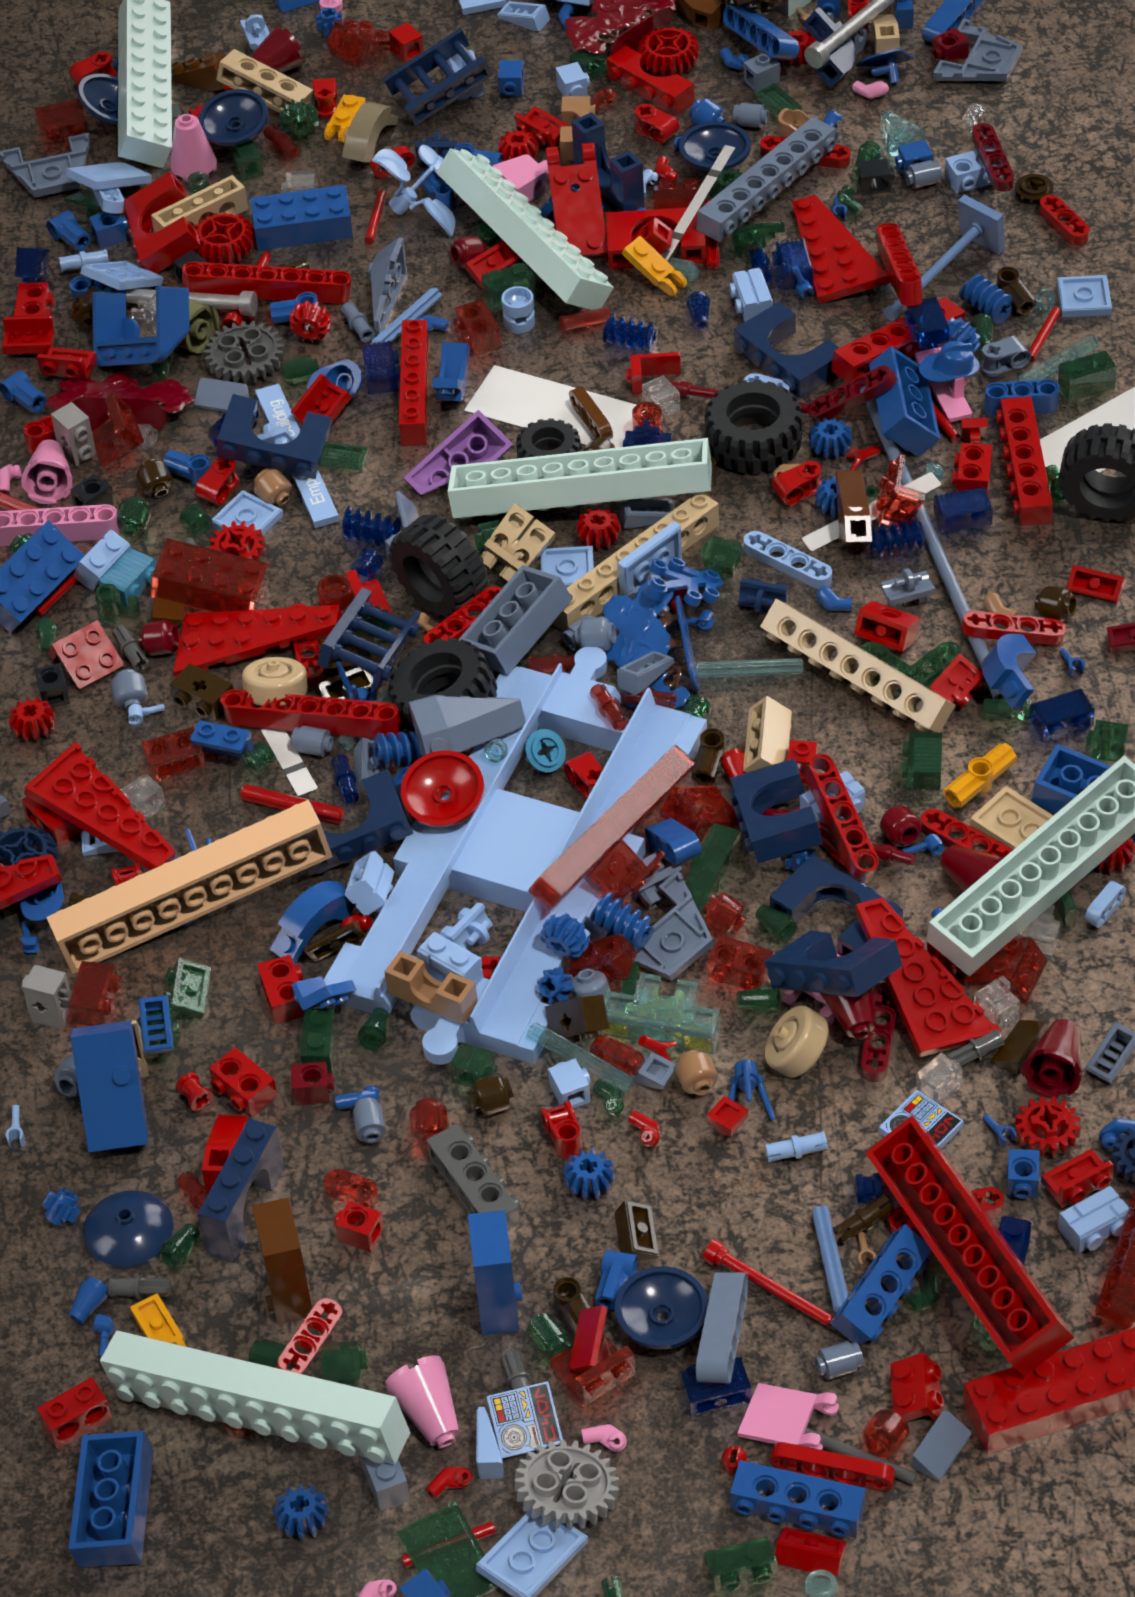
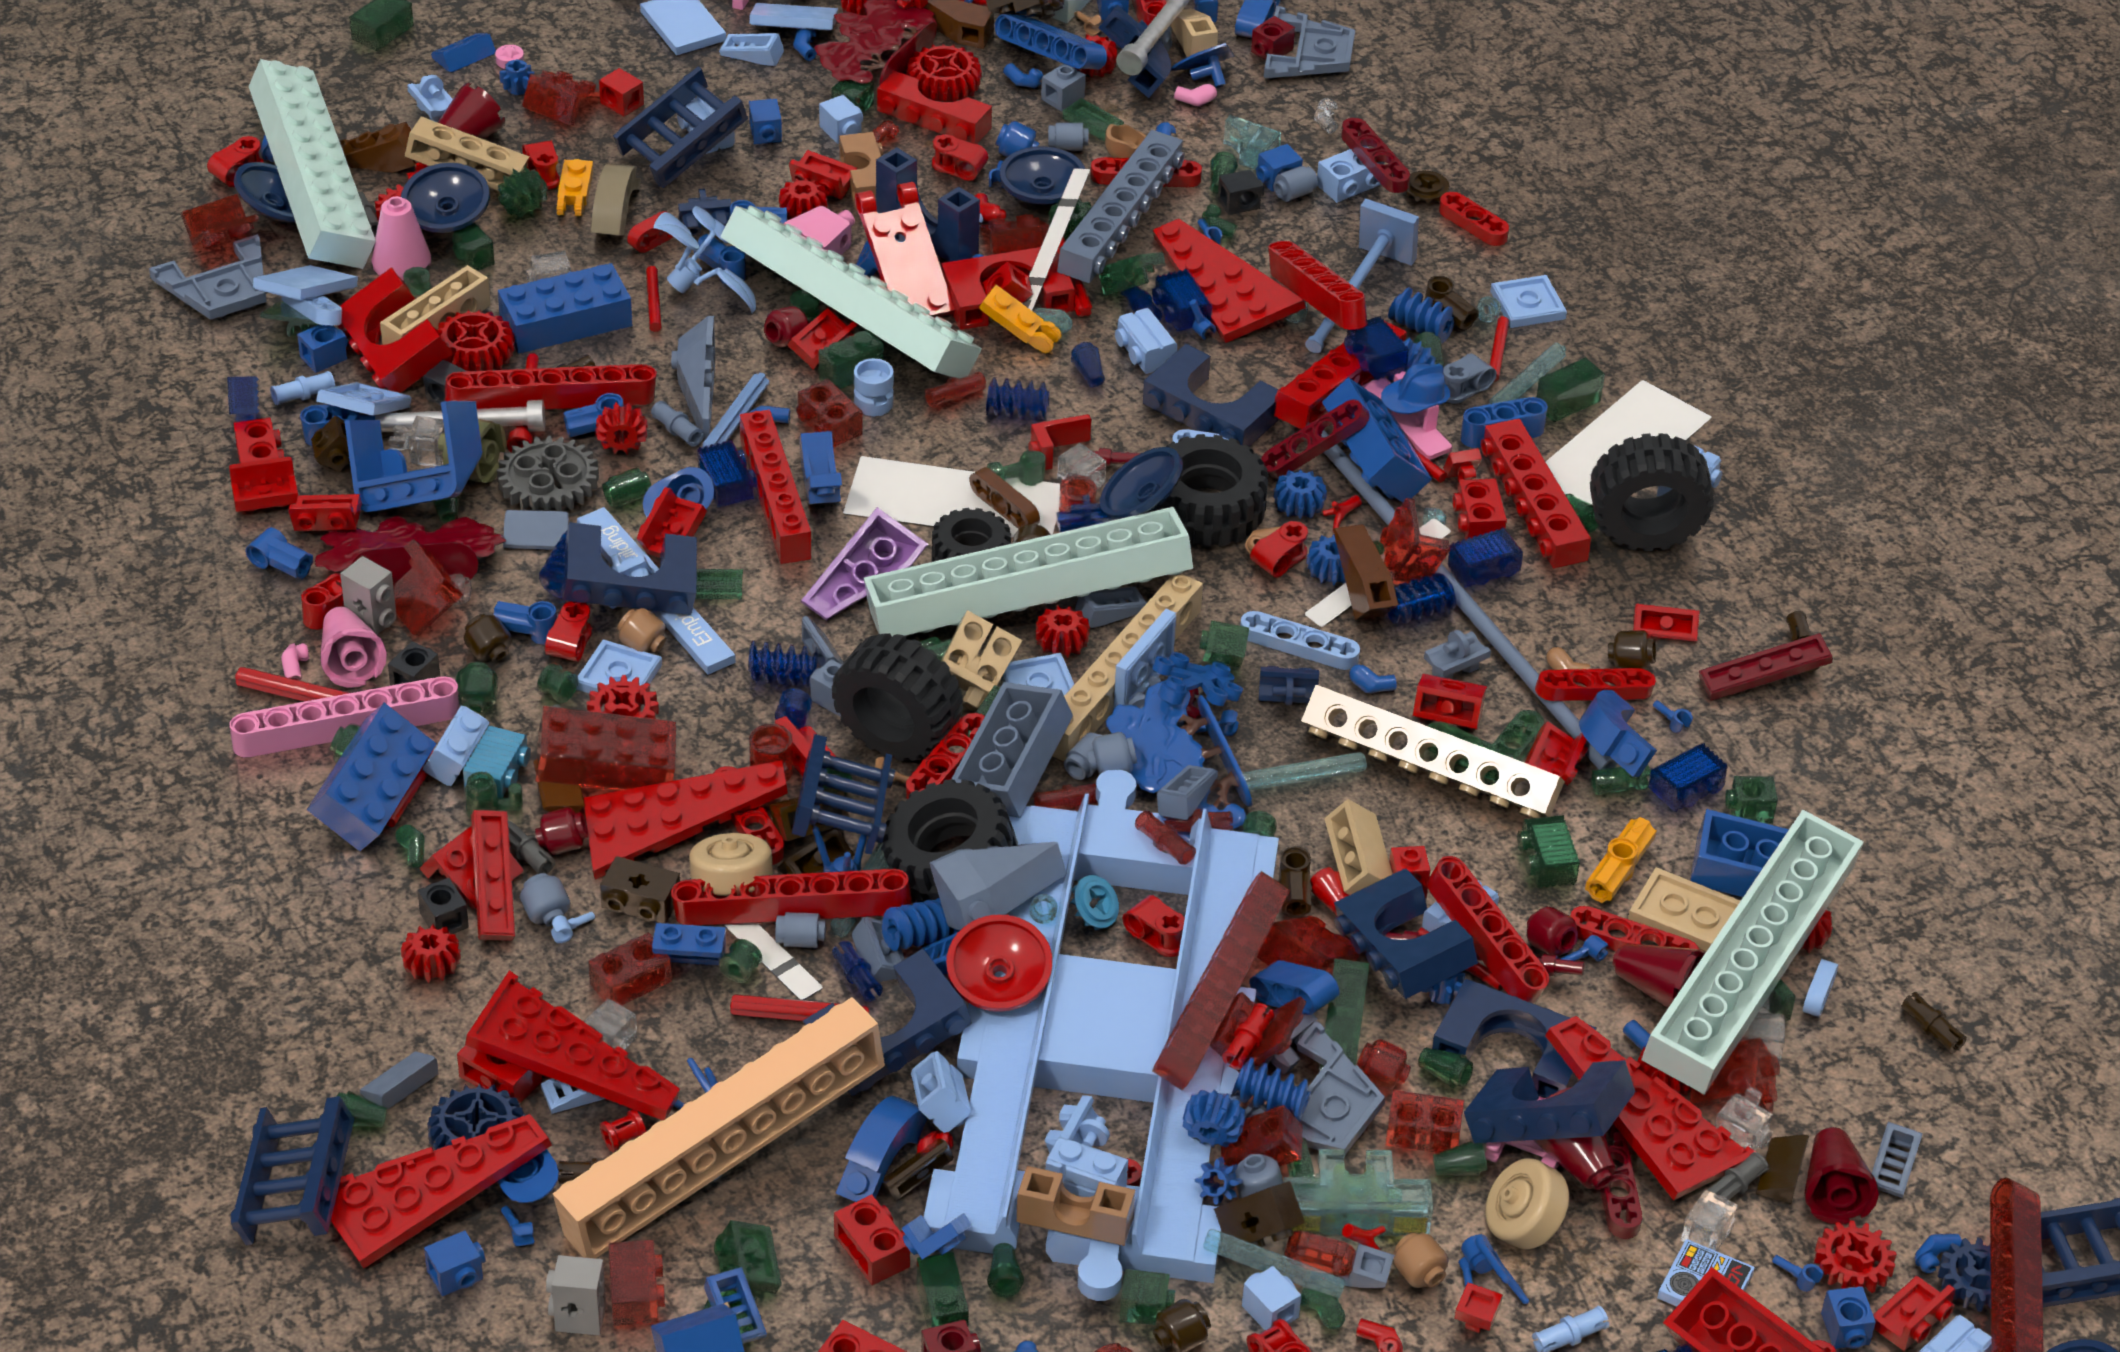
camera: 20 degrees left, 5 degrees down
(66, 228) = (267, 350): blue piece -> none
(94, 665) = (493, 875): none -> red tile
(282, 141) = (508, 222): clear red pin -> none
(614, 875) = (1248, 1036): none -> red pin
(619, 391) = (1029, 468): none -> clear green leg
(691, 416) = (1142, 483): none -> dark blue dish

